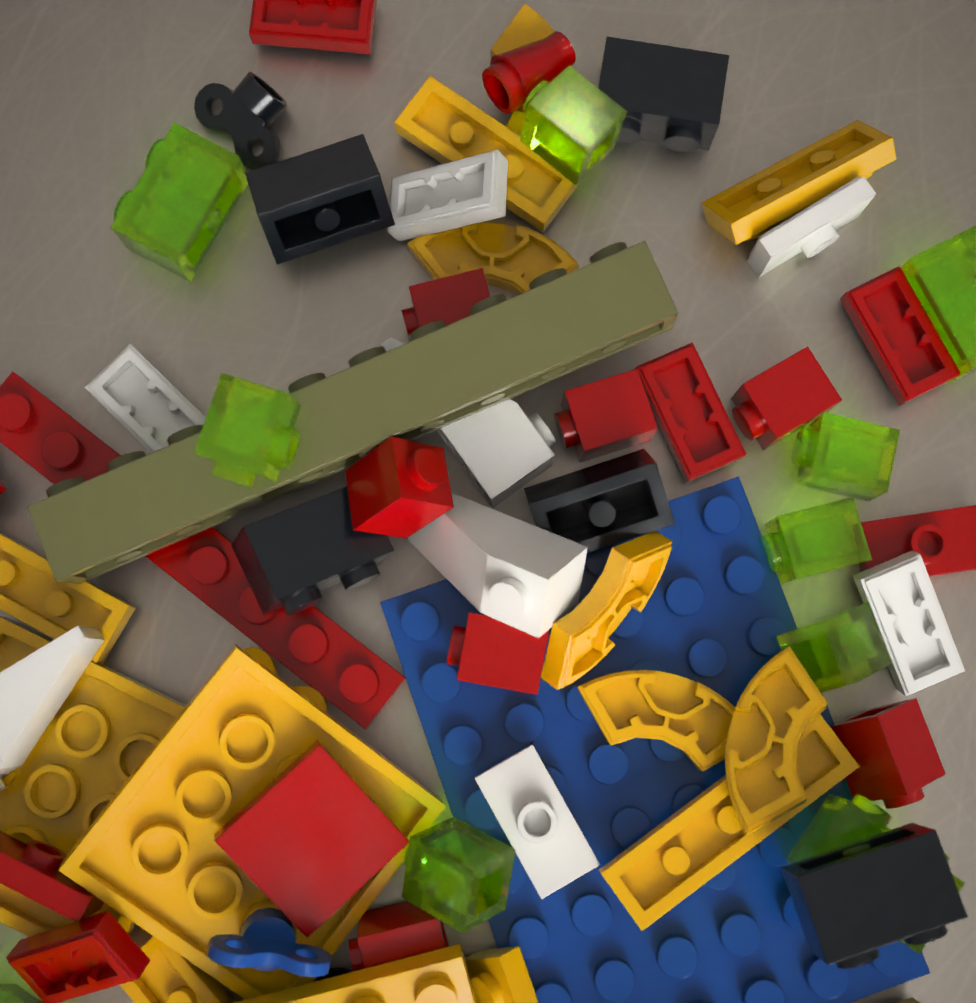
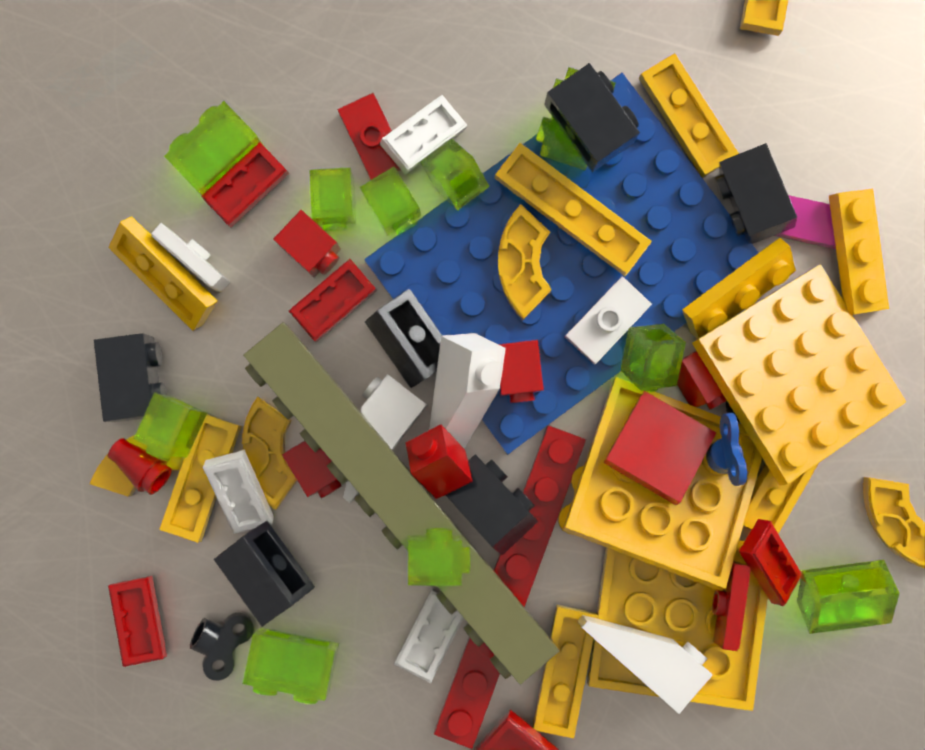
camera: 110 degrees left, 5 degrees up
(606, 416) = (351, 351): red brick -> none
(626, 582) = (492, 323): yellow tile -> none
(765, 741) = (521, 200): yellow tile -> none
(892, 753) = (504, 126): red brick -> none

